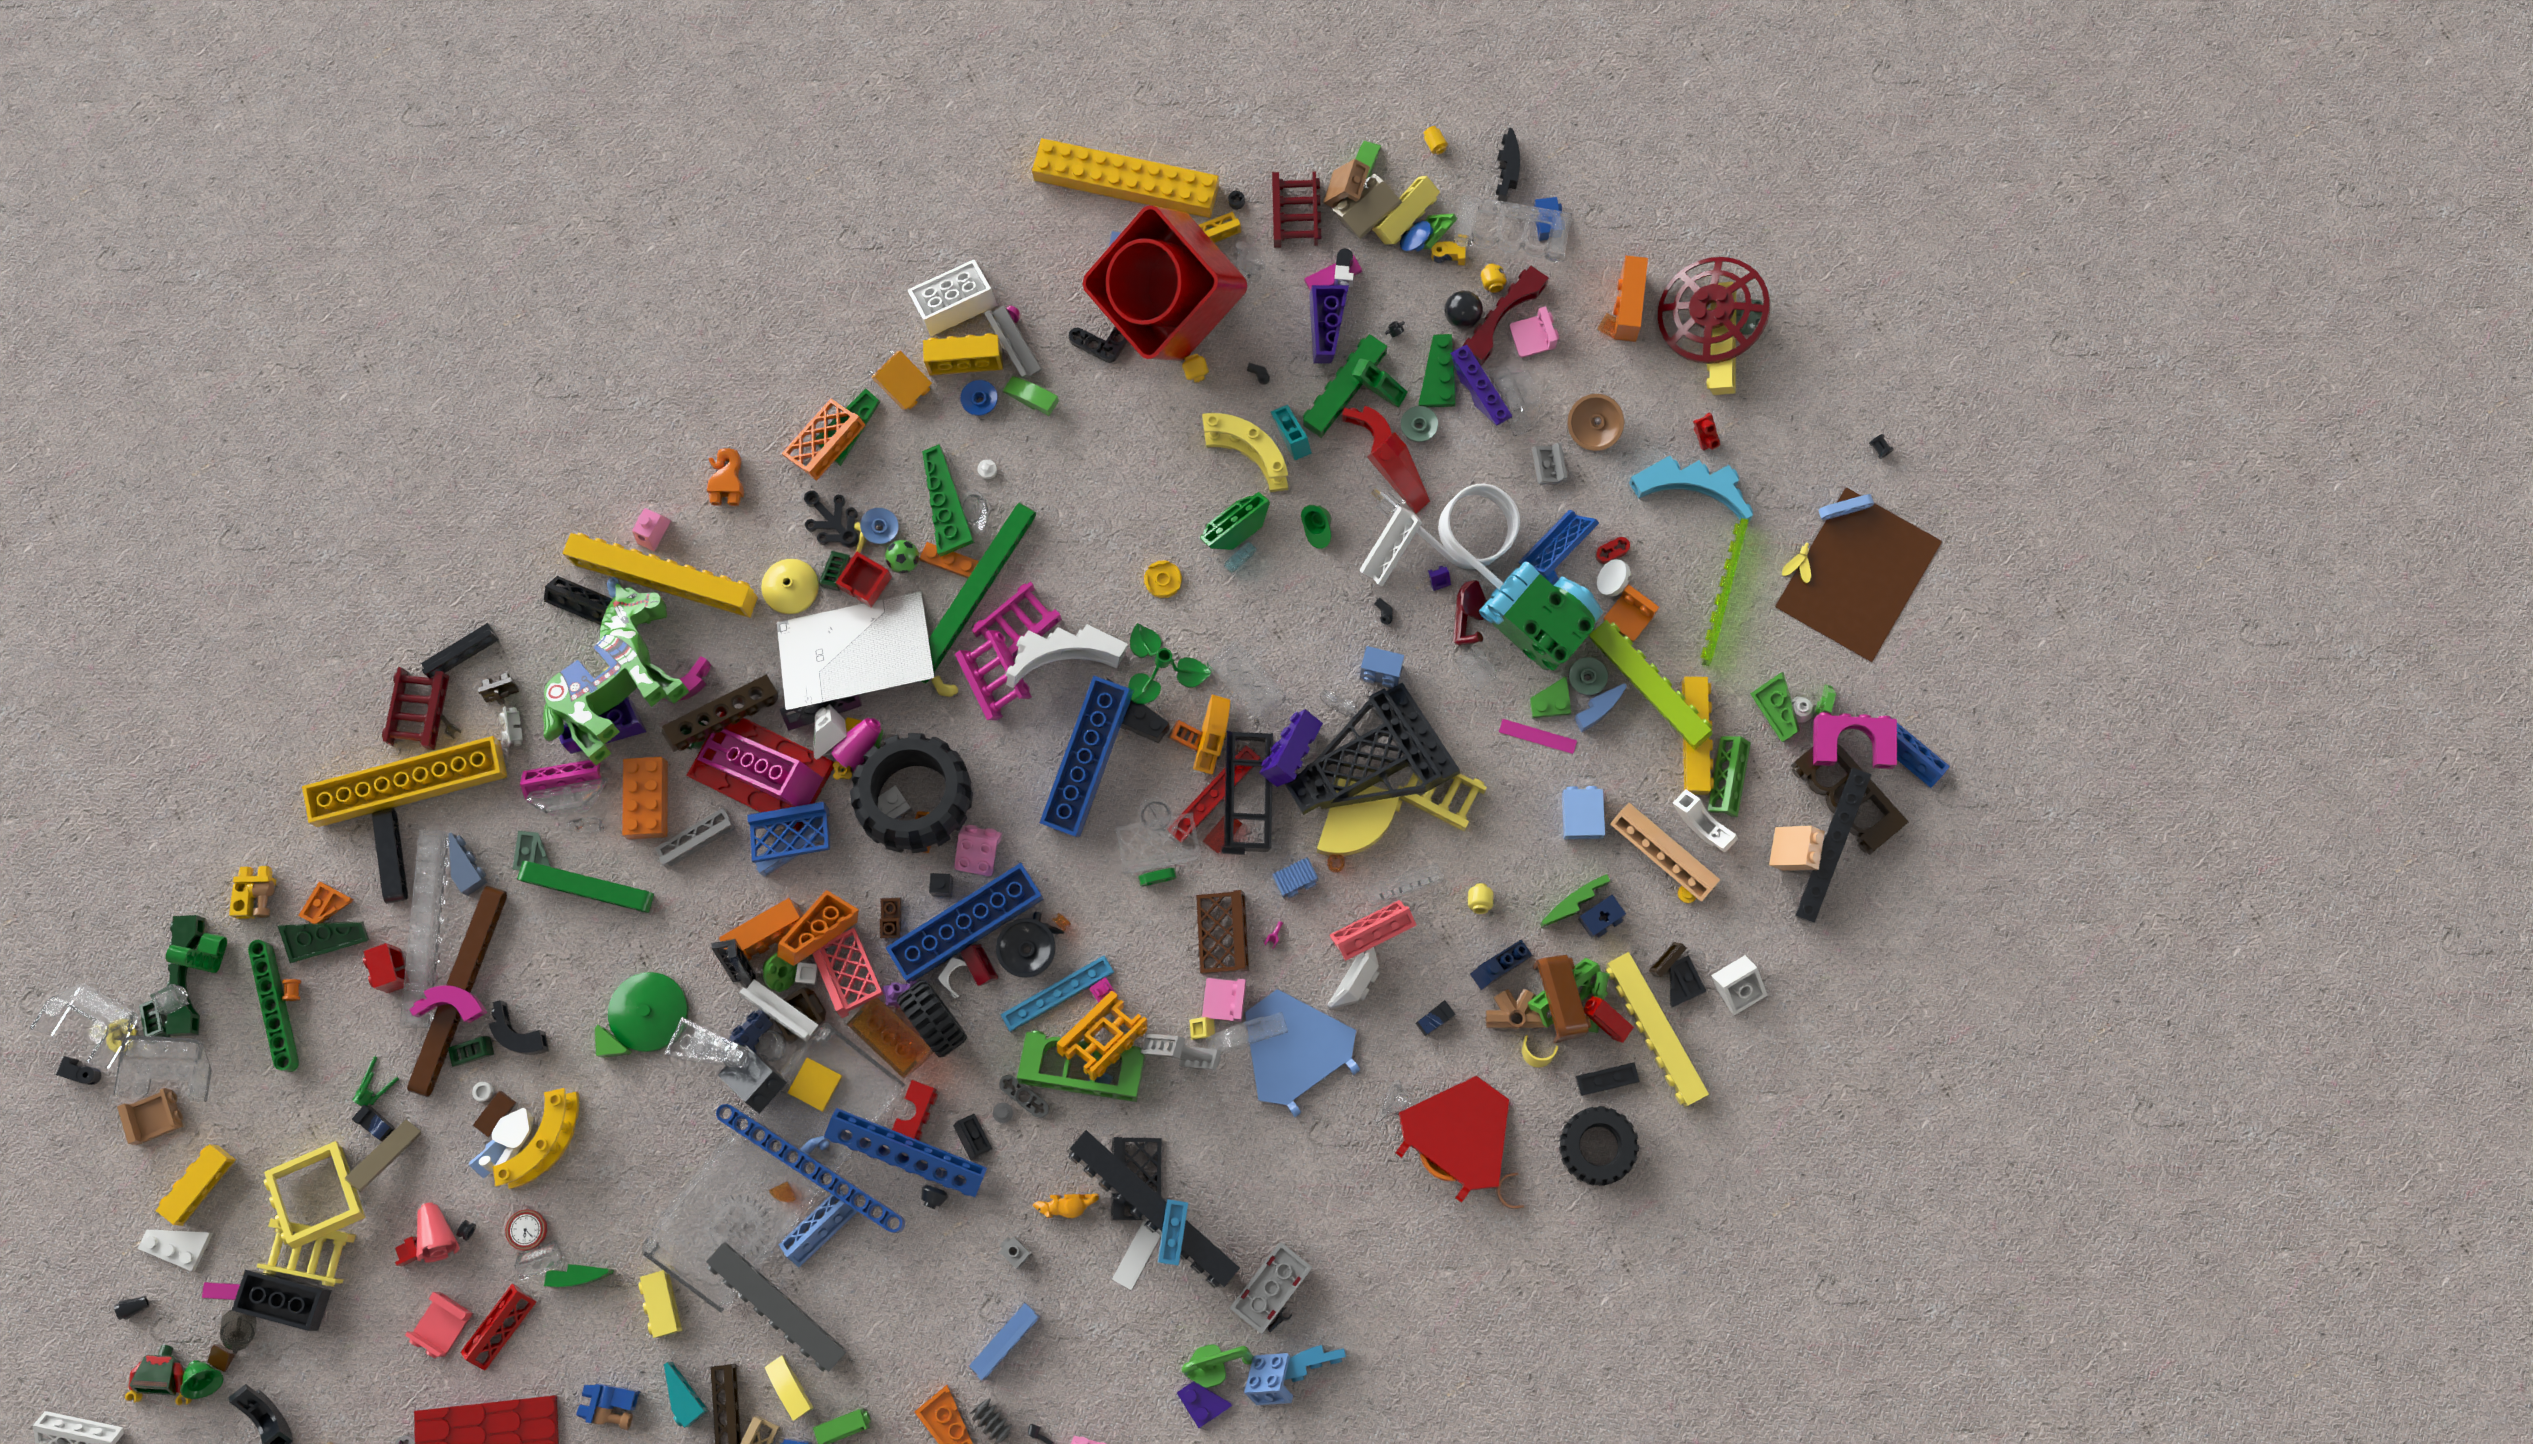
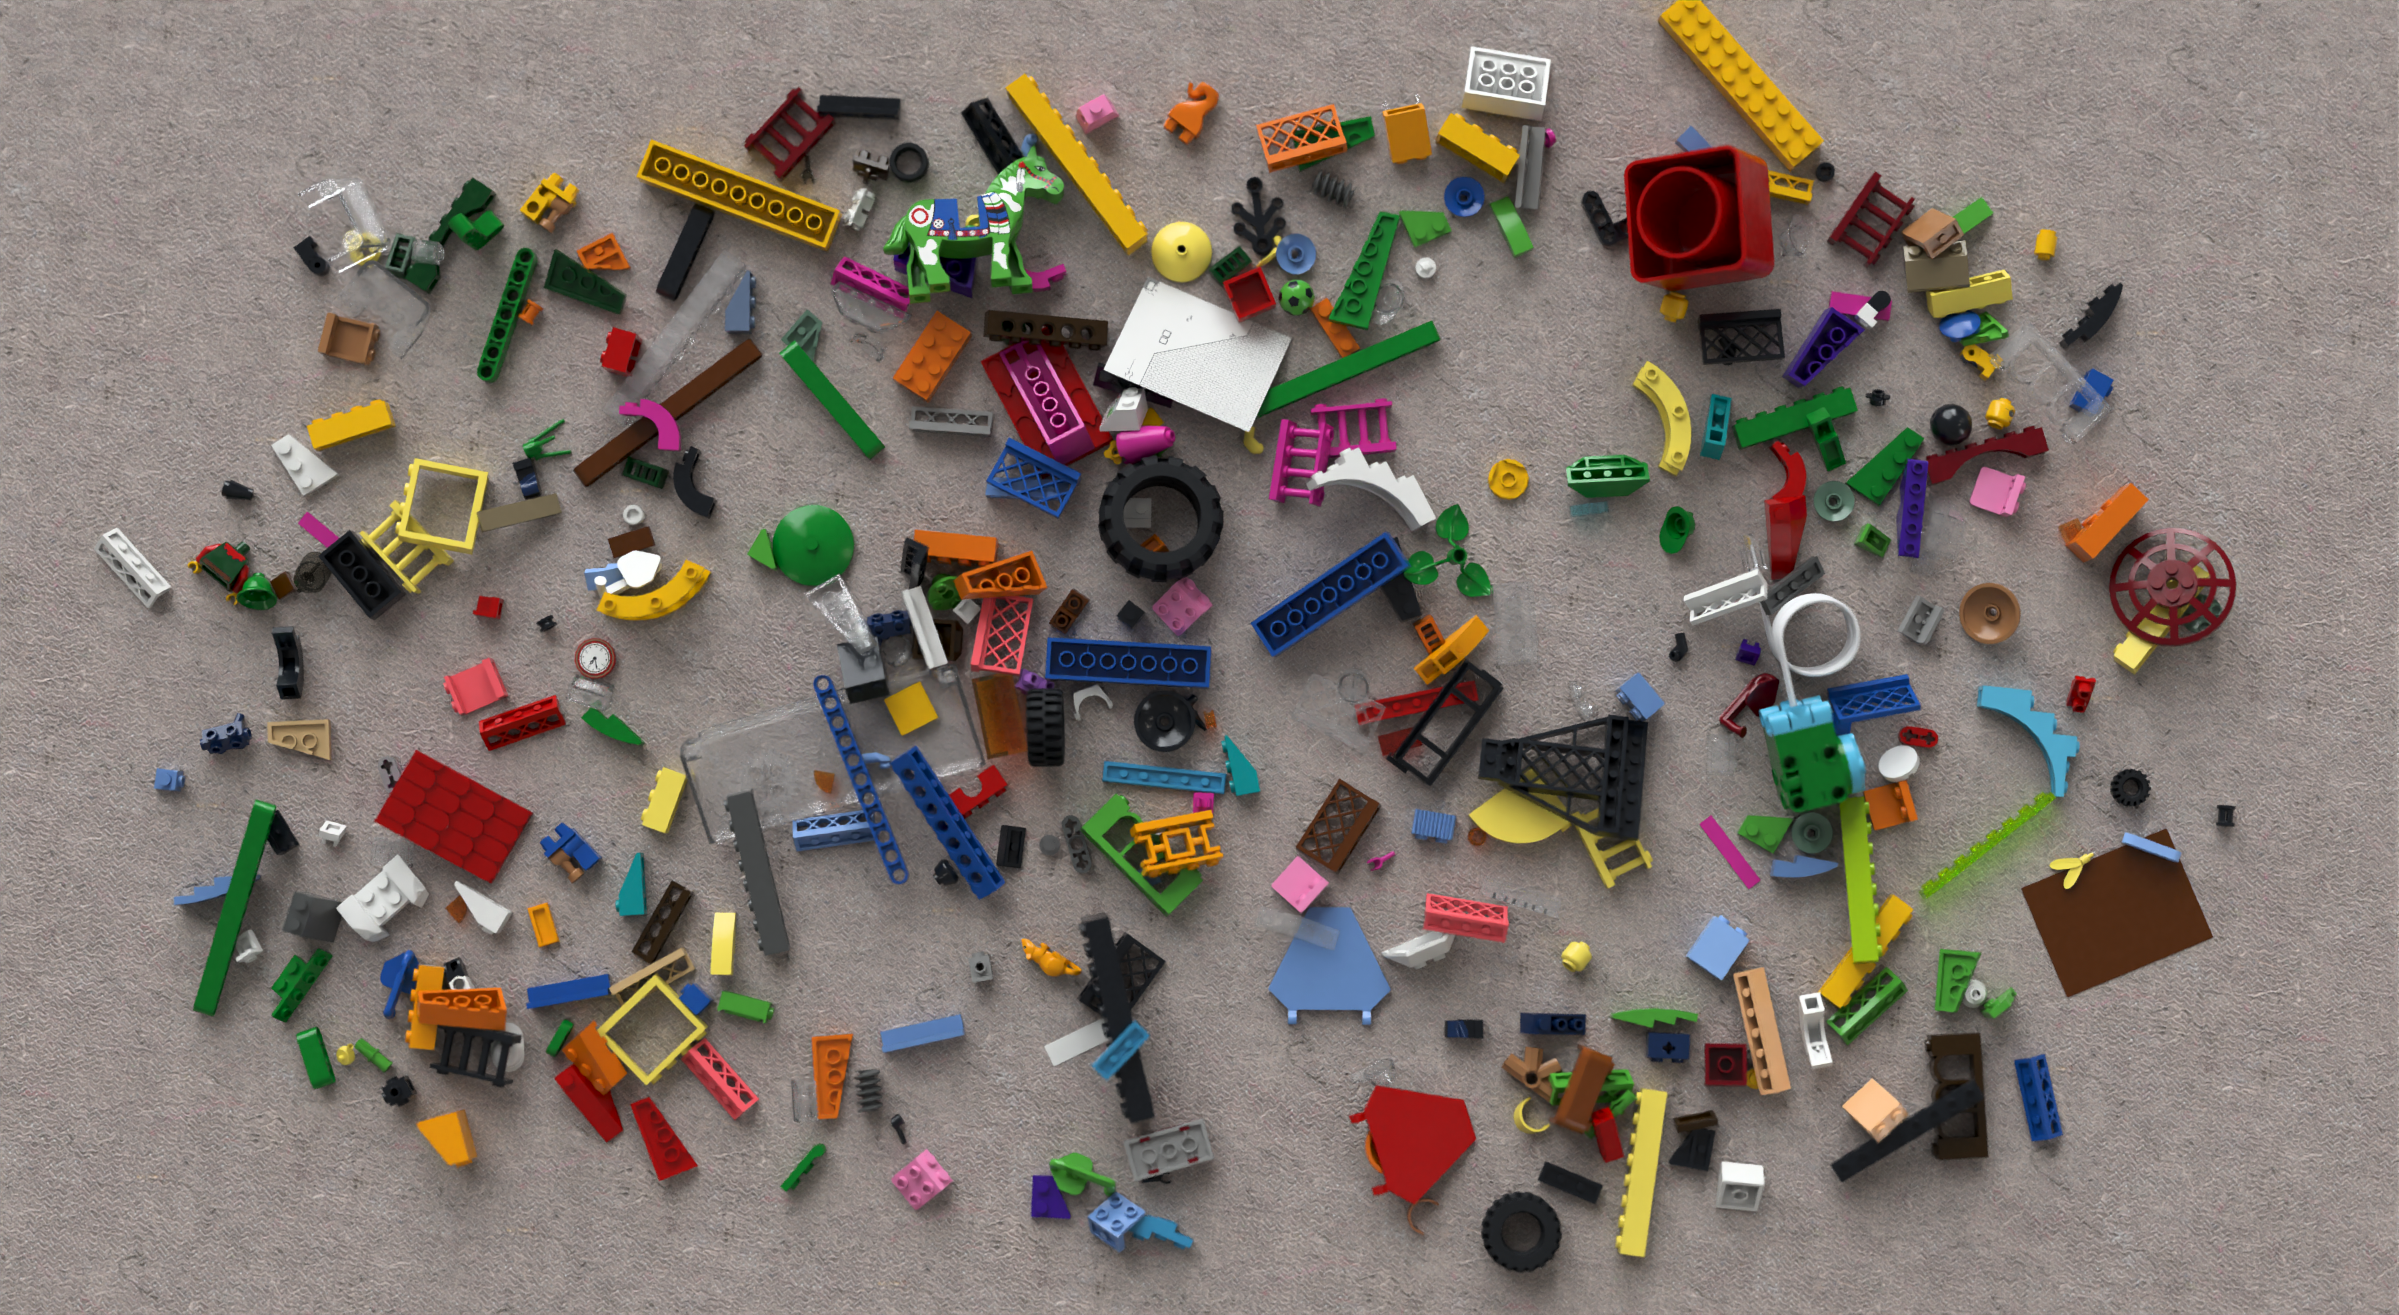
camera: 35 degrees right, 10 degrees up
(434, 1235) = (518, 609): coral cone -> none
(514, 658) = (909, 178): none -> black tyre
(874, 459) = (1333, 189): none -> dark grey piece
(964, 440) = (1424, 226): none -> bright green wing
(979, 964) = (1115, 706): dark red slope -> none
(1117, 944) = (1243, 773): none -> teal slope
(1157, 877) = (1317, 739): green beam -> none
(1174, 1047) = (1231, 906): light grey fence -> none
(1201, 1028) = (1264, 894): light yellow slope -> none
(1249, 346) = (1741, 319): none -> black fence
(1291, 748) = (1509, 713): dark purple wedge -> none
(1434, 503) = (1792, 585): none -> dark grey plate
(1469, 432) = (1872, 540): none -> bright green slope
(1657, 898) = (1725, 1065): none -> dark red brick
(1805, 468) = (2121, 796): none -> black tyre
(1880, 730) = (2023, 1066): dark pink arch -> none

